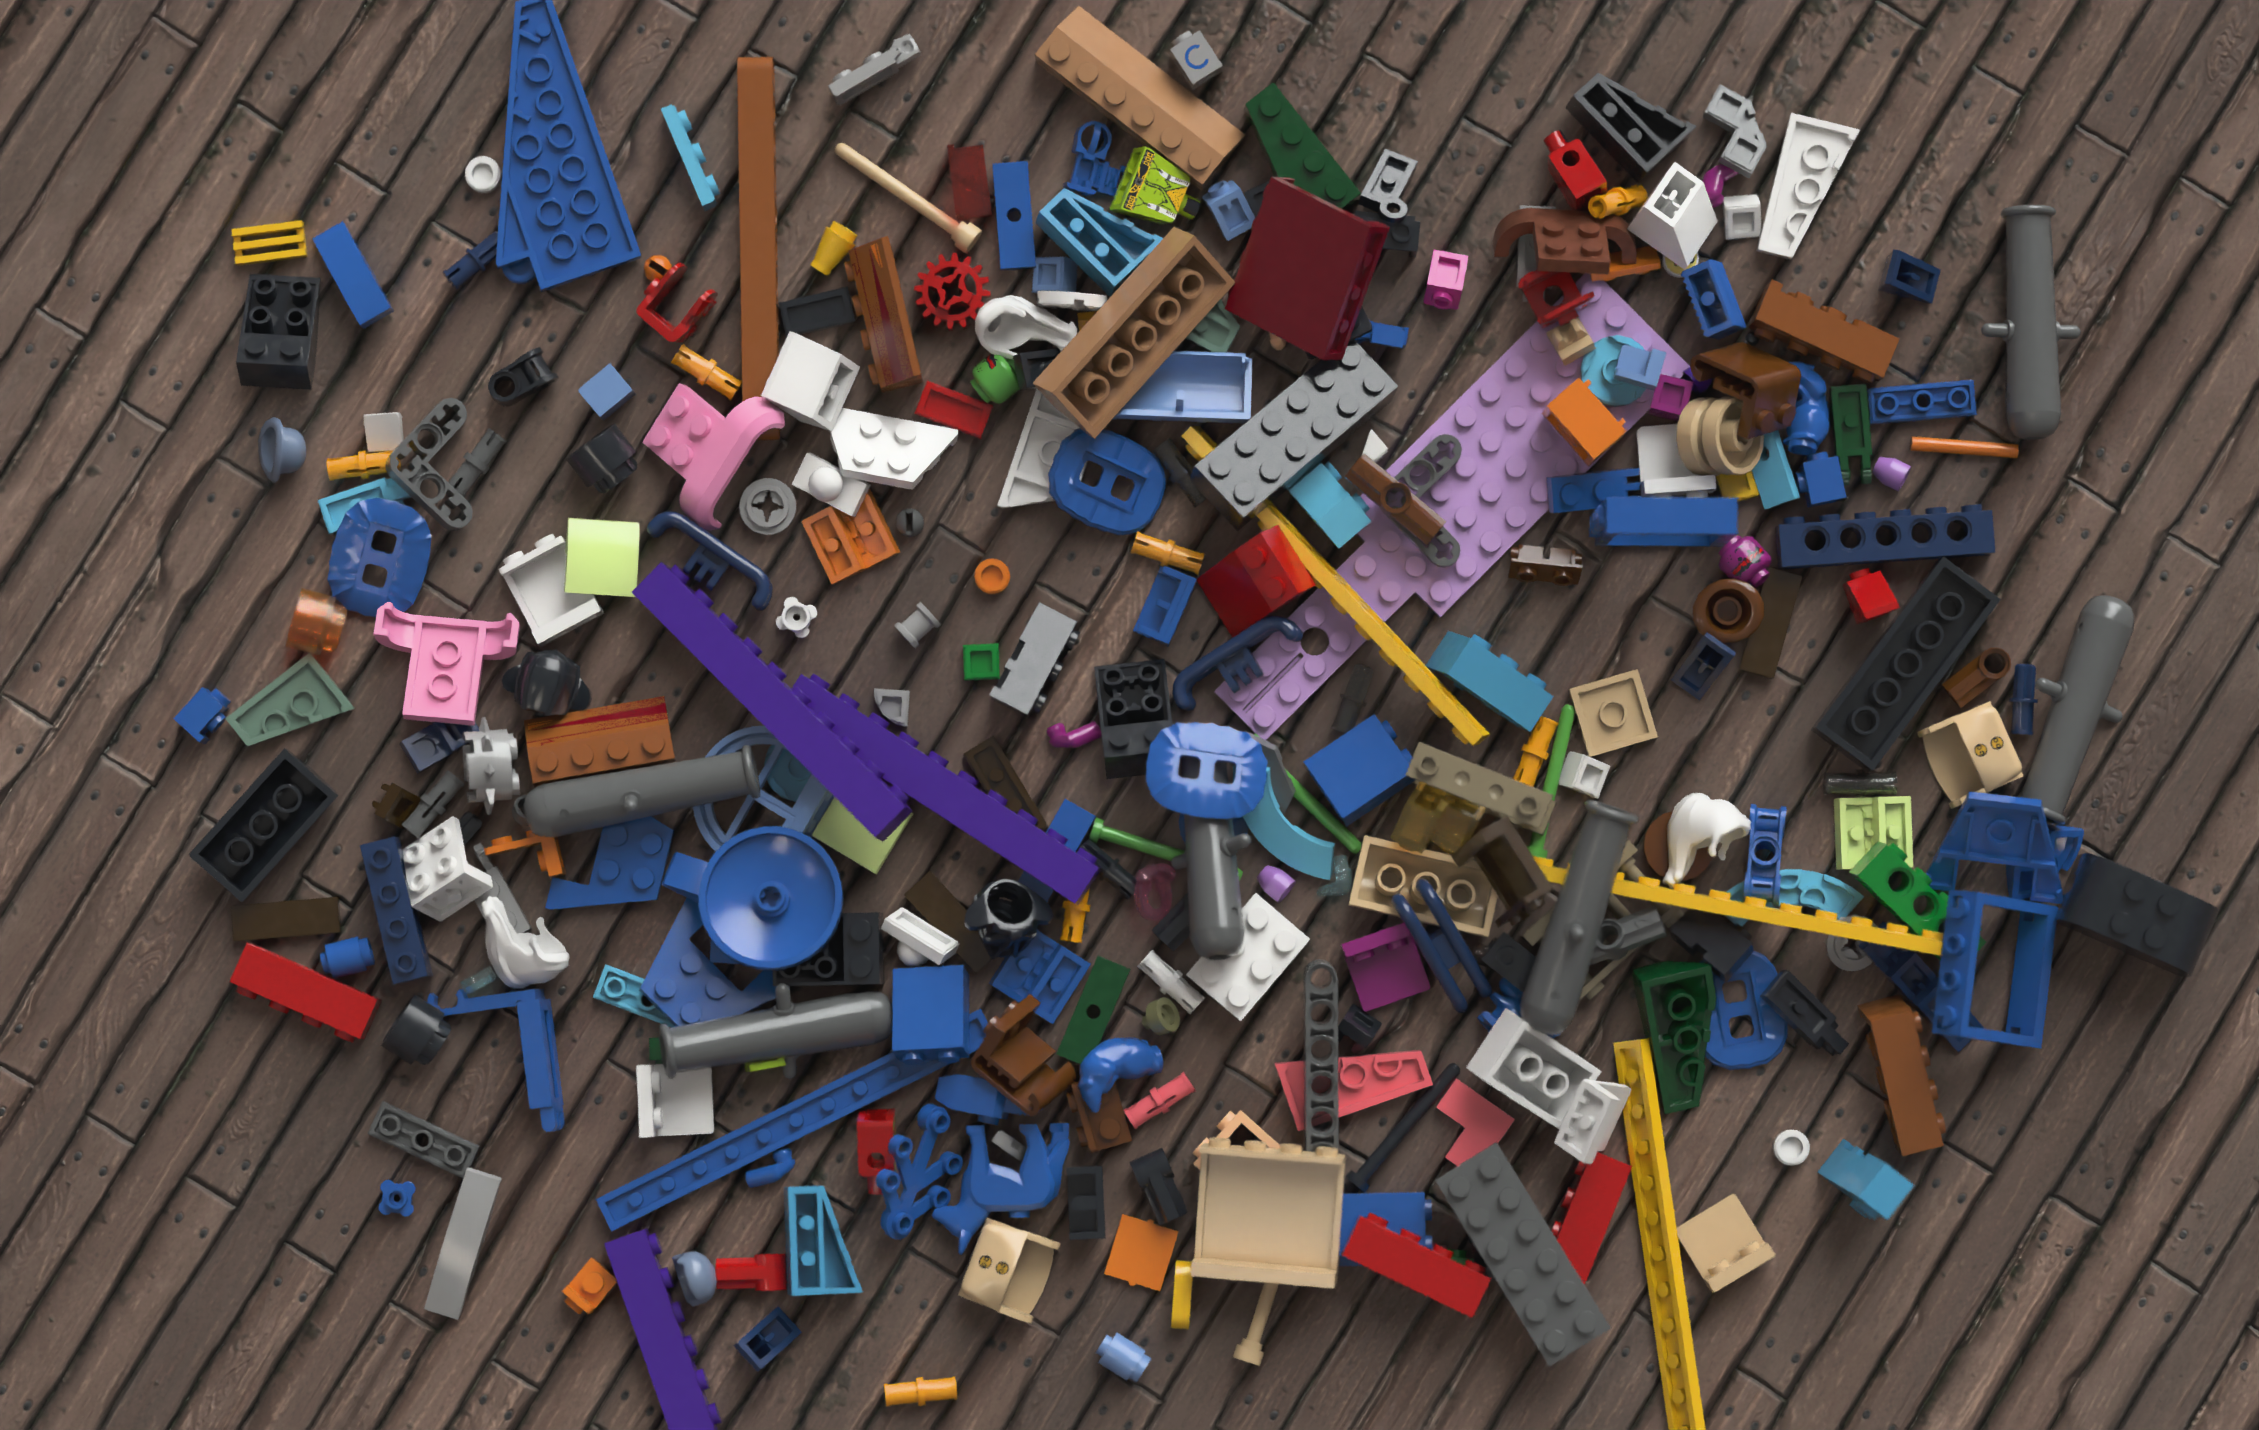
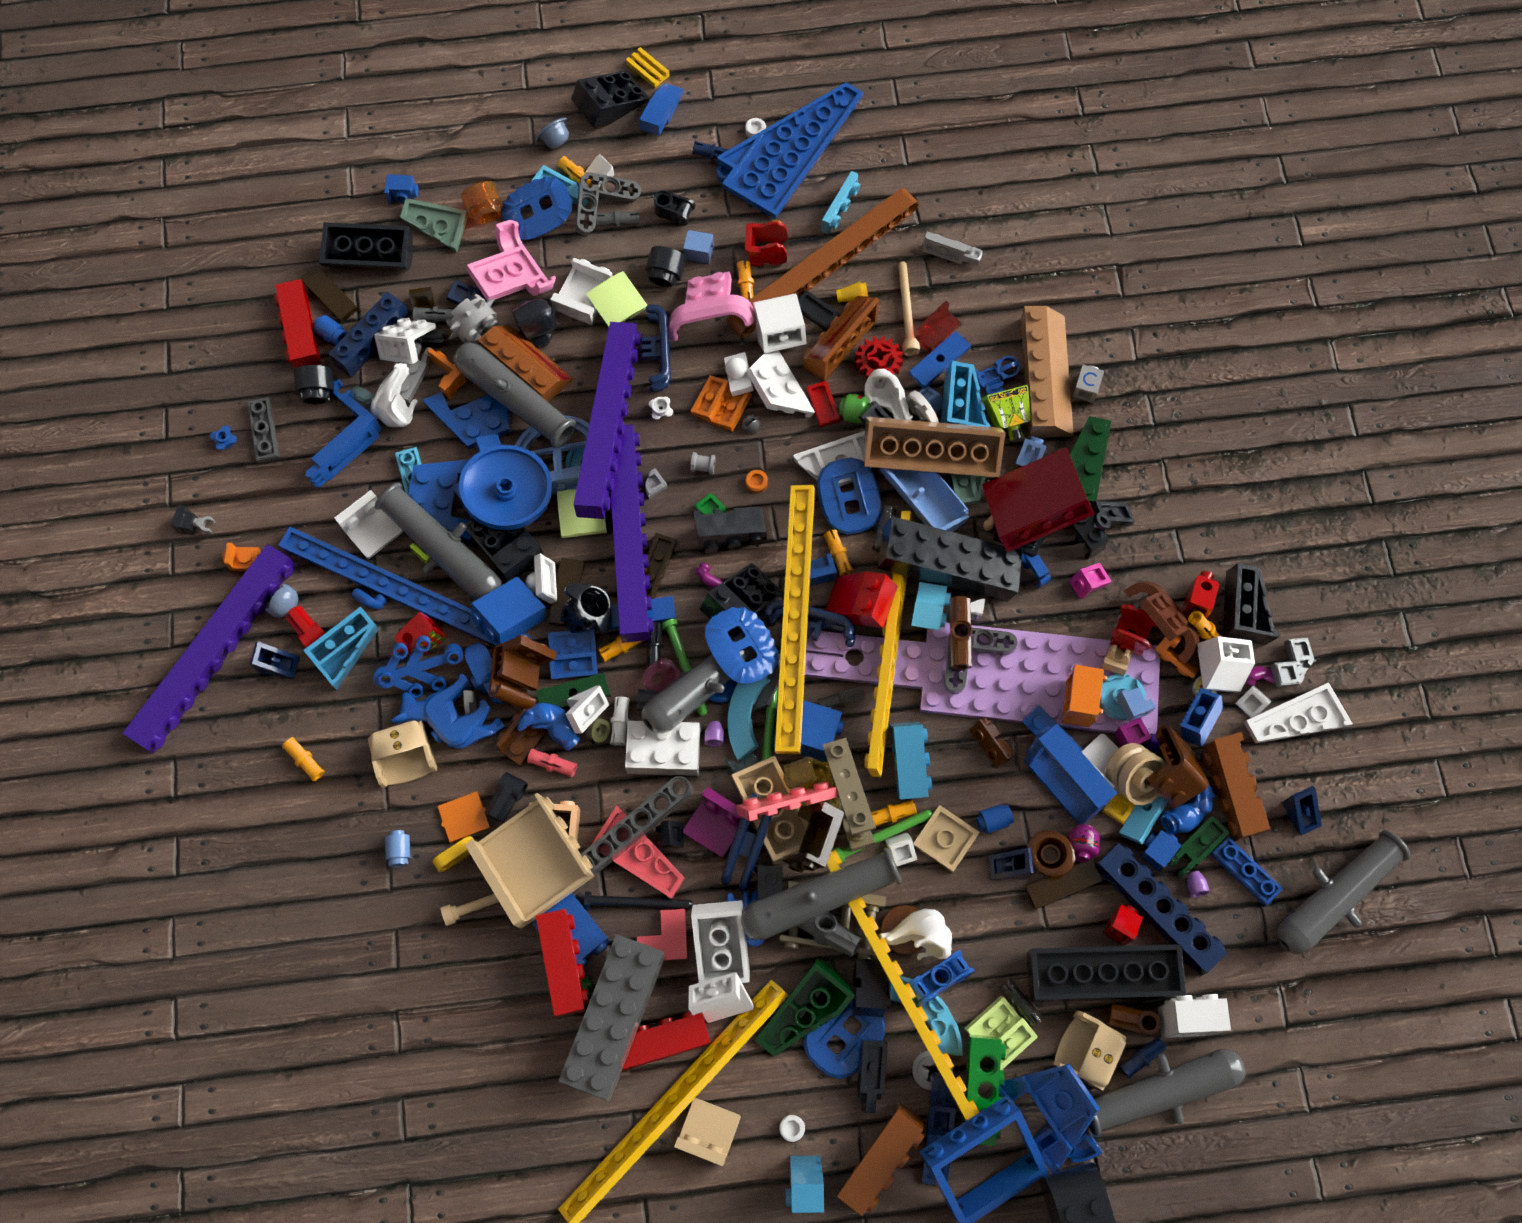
camera: 50 degrees right, 15 degrees down
(463, 1243) = (220, 481): light grey slope -> none
(486, 1321) = (187, 522): none -> black piece
(756, 494) = (705, 347): light grey gear -> none
(1086, 1202) = (468, 765): black window -> none
(1129, 1012) = (586, 708): none -> white slope
(1219, 677) = (795, 620): none -> yellow plate
(1432, 885) = (790, 801): none -> coral wing
(1636, 639) = (994, 818): none -> blue brick
(1964, 447) = (1244, 914): orange bar -> none
(2029, 614) = (1194, 1017): none -> white brick

